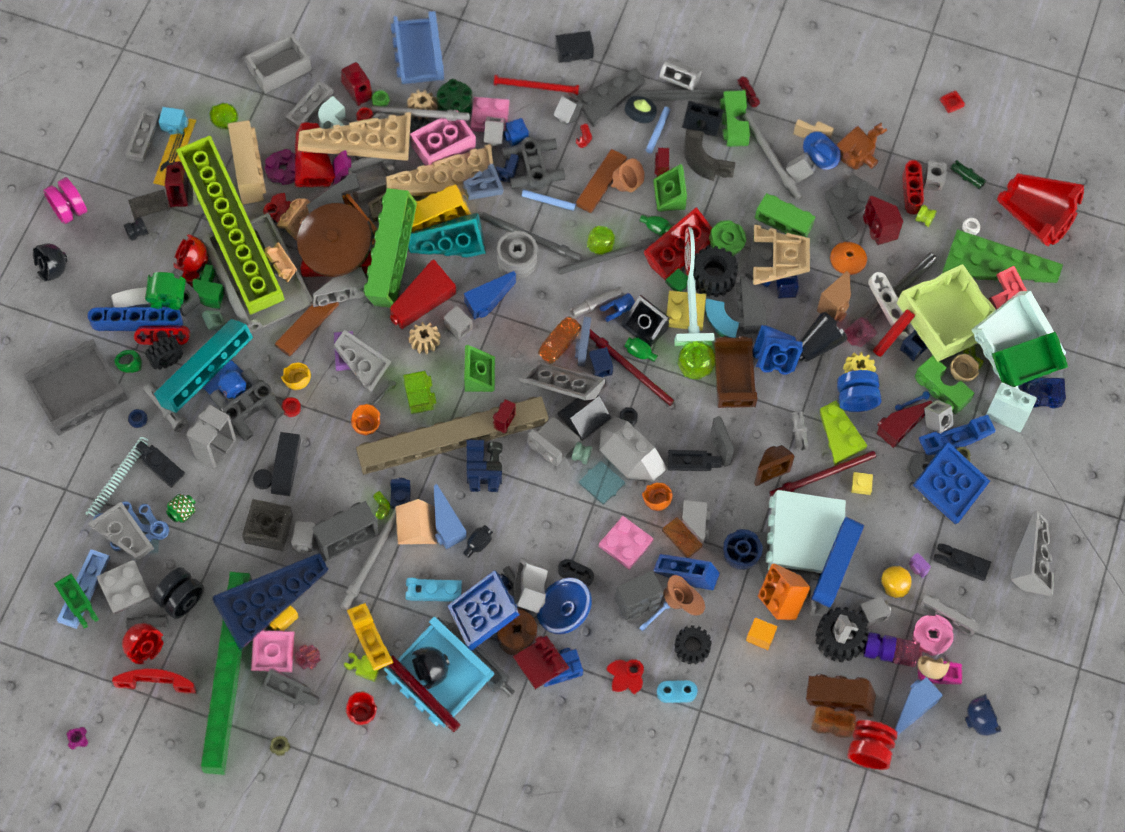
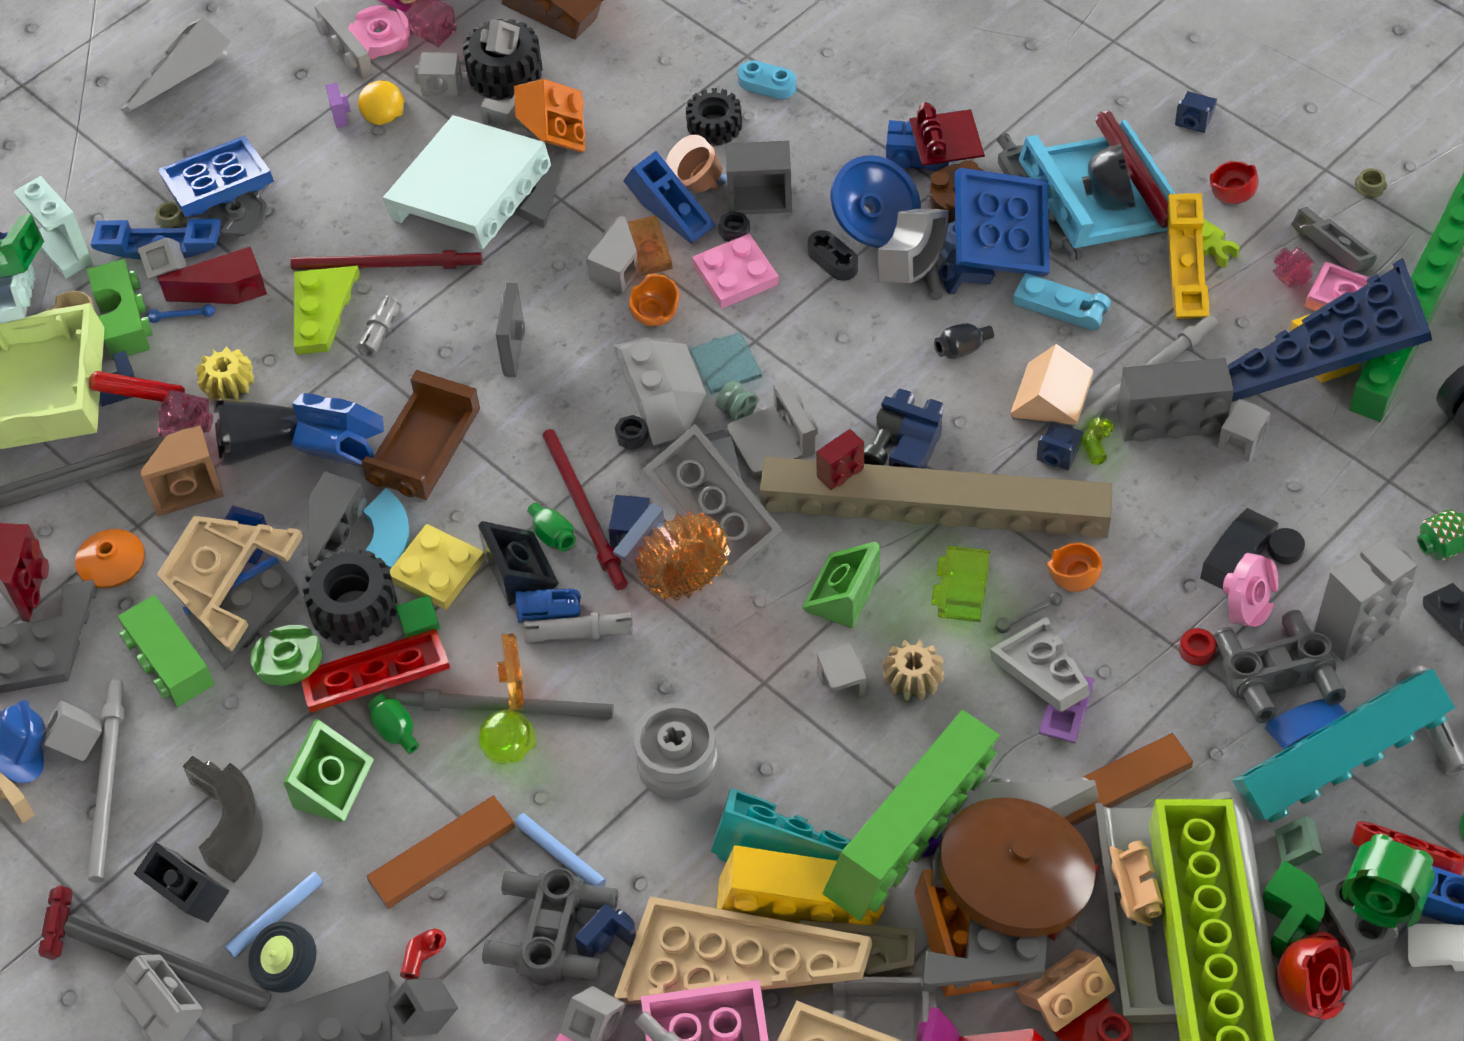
camera: 150 degrees left, 10 degrees down
(164, 353) = (1414, 799): black tyre -> none
(232, 384) = (1299, 689): blue head -> none
(267, 525) = (1302, 456): clear smoke brick -> none
(270, 432) = (1251, 589): none -> bright pink plate
(296, 376) = (1174, 680): yellow hair -> none
(403, 764) = (1195, 111): none -> dark blue bracket
(424, 294) = (879, 746): red slope -> none
(448, 526) = (1002, 371): medium blue slope -> none
(483, 184) = (672, 900): sand blue wing -> none
(486, 297) = (765, 702): blue slope -> none
(515, 132) = (548, 998): blue brick -> none
(562, 250) = (587, 744): dark grey bar -> none
(614, 263) = (510, 671): none -> clear orange plate
(624, 677) = (826, 116): red plate -> none
(628, 176) = (395, 828): nougat piece -> none
(640, 567) = (733, 225): none -> black tile
(661, 161) = (311, 828): dark red piece -> none
(692, 460) = (570, 337): black hinge -> none
(693, 329) = (380, 598): light aqua piece -> none
(696, 360) = (469, 479): clear neon green cylinder -> none
(735, 132) = (111, 896): bright green arch -> none
(742, 549) = (574, 184): dark blue cylinder -> none
(761, 633) = (609, 91): light orange panel -> none
(773, 464) = (455, 277): reddish brown slope -> none
(837, 562) = (450, 116): blue beam -> none
(859, 391) = (255, 323): blue wheel -> none
(862, 483) = (338, 232): light yellow plate -> none
(880, 647) = (453, 27): dark purple wheel -> none
(887, 307) = (113, 440): white beam -> none
(963, 562) = (272, 97): black hinge -> none

